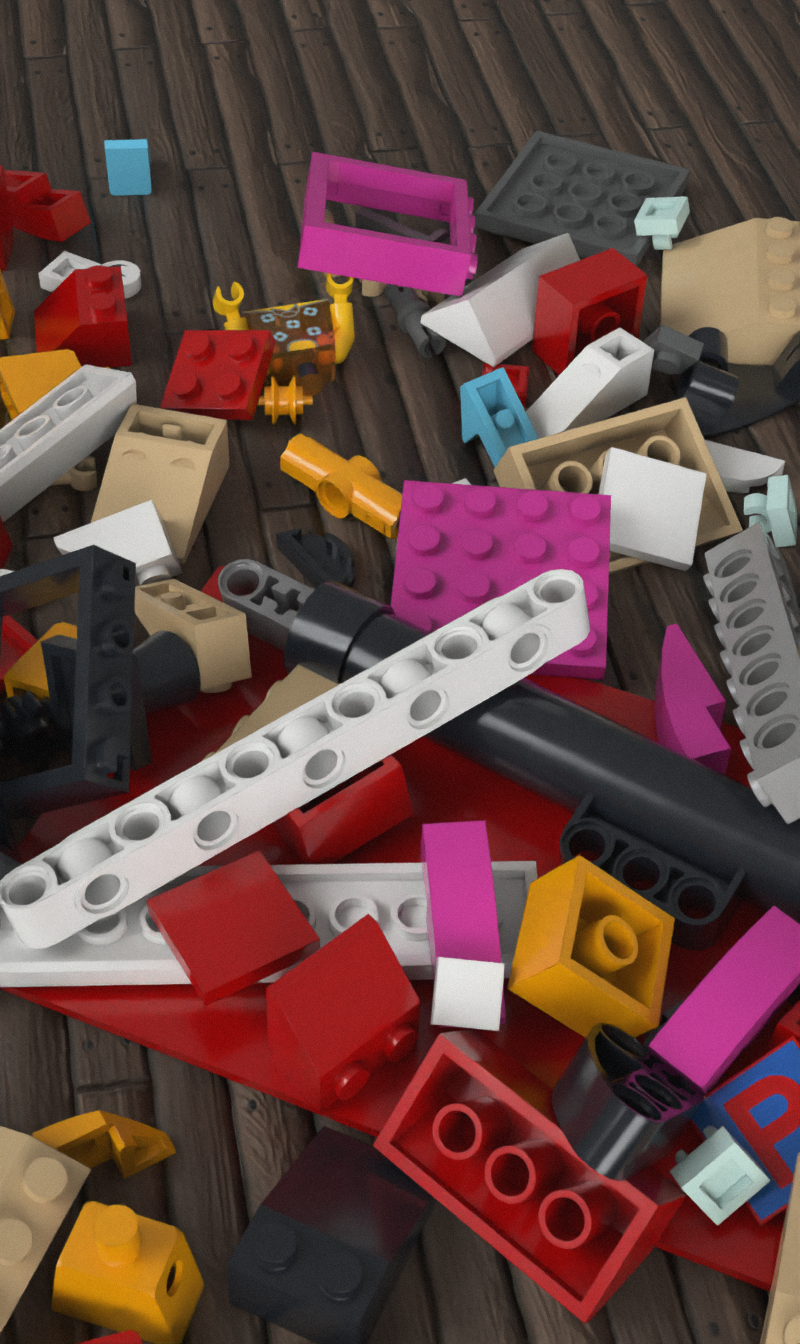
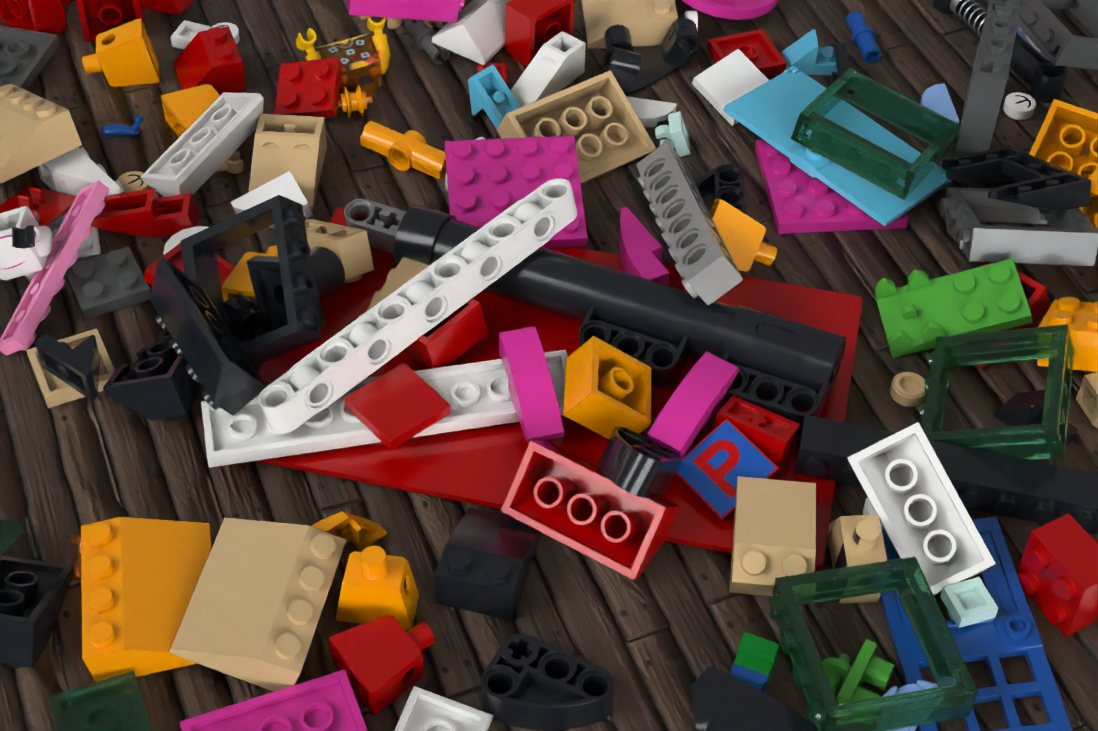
camera: 10 degrees left, 0 degrees up
(318, 556) = (395, 195): black tile -> none
(341, 1015) = (471, 443): red slope -> none
(467, 993) = (541, 420): white tile -> none
(652, 508) = (600, 140): white tile -> none
(673, 350) = (597, 42): dark grey plate -> none
(718, 1174) = (696, 494): light aqua tile -> none

